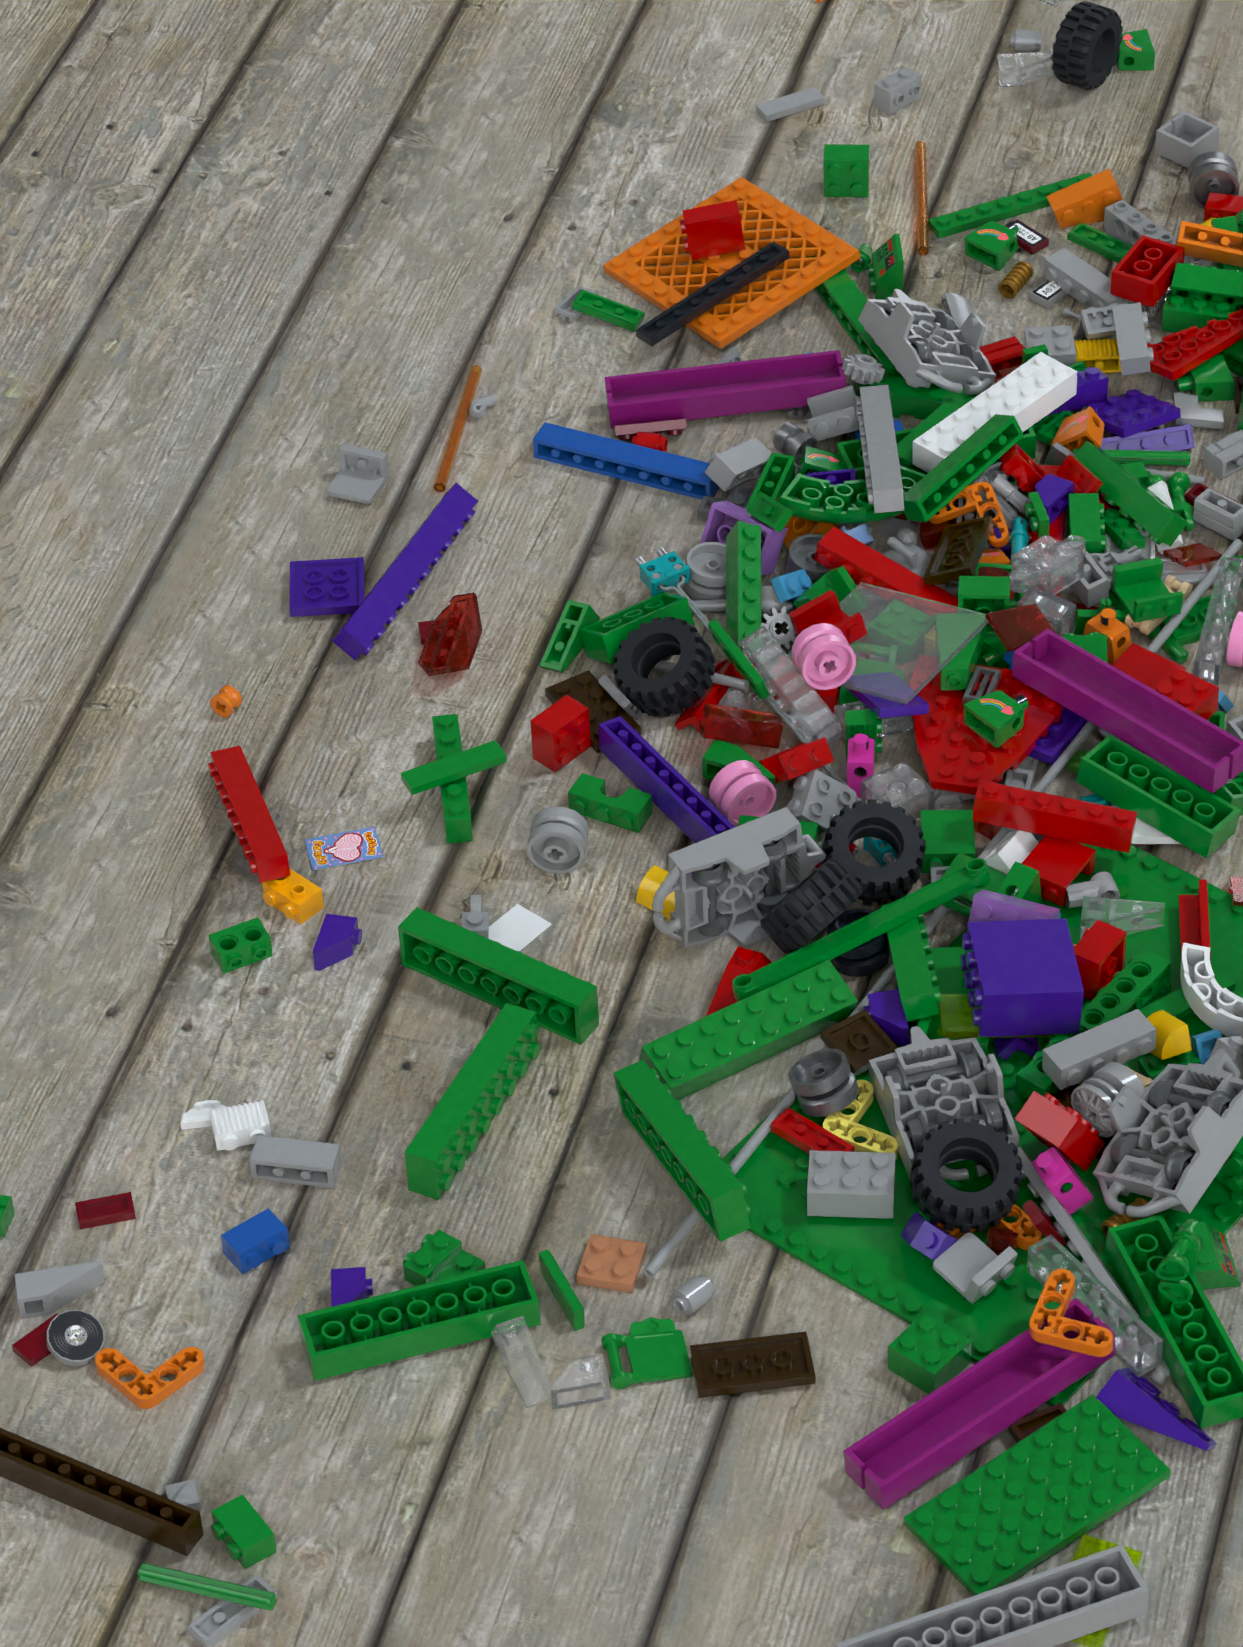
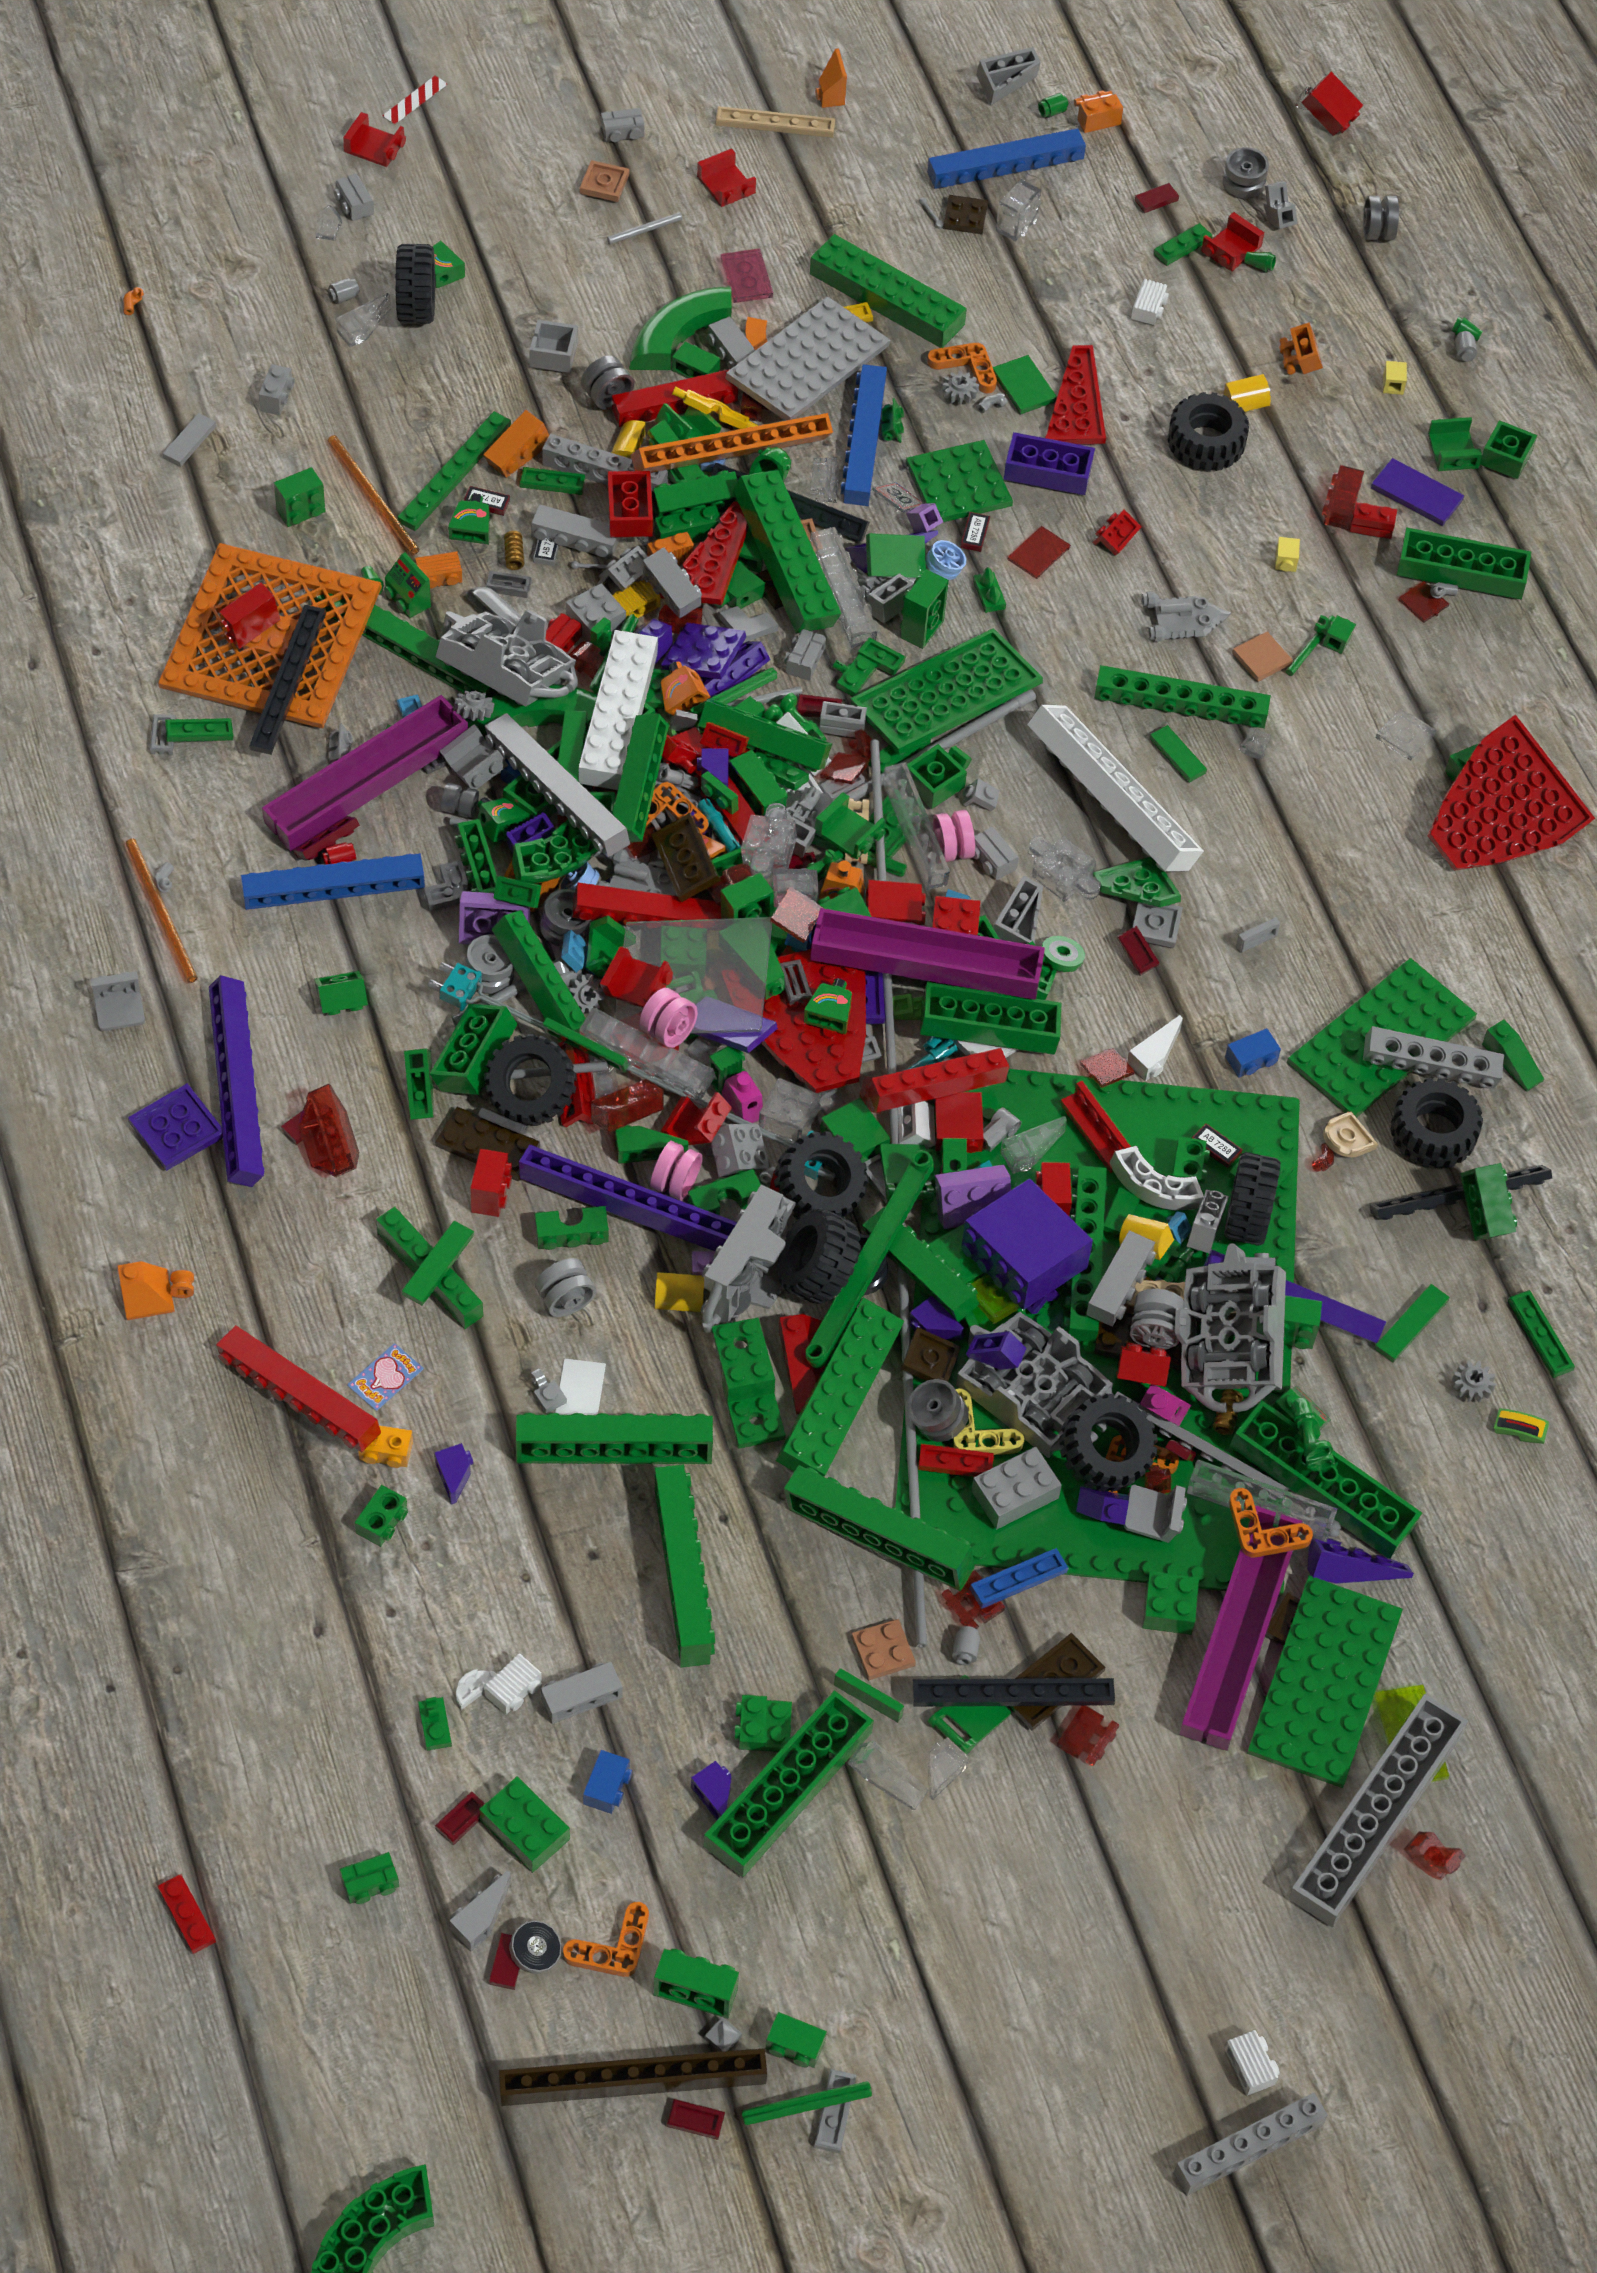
camera: 40 degrees left, 15 degrees up
(98, 1551) = (695, 2119): none -> dark red tile
(147, 1126) = (435, 1723): none -> green plate
(151, 1237) = (524, 1824): none -> green brick
(188, 1433) = (696, 1982): none -> green brick
(189, 691) = (145, 1290): none -> orange slope
(558, 544) = (341, 992): none -> green slope
(665, 984) = (748, 1383): none -> green bracket
(701, 1349) = (1013, 1692): none -> black plate
(738, 464) = (436, 845): light grey brick -> none
(742, 1263) = (967, 1618): none -> clear red plate
(749, 1421) = (1080, 1732): none -> clear red plate
(789, 1259) = (1018, 1578): none -> blue plate
(919, 1052) = (997, 1350): none -> dark purple slope
(930, 269) = (441, 568): none -> orange brick
(990, 305) = (508, 587): none -> flat silver tile
(1120, 384) = (667, 616): none -> clear red brick
(1165, 324) = (678, 544): none -> orange brick
(1225, 539) = (862, 743): none -> clear red tile

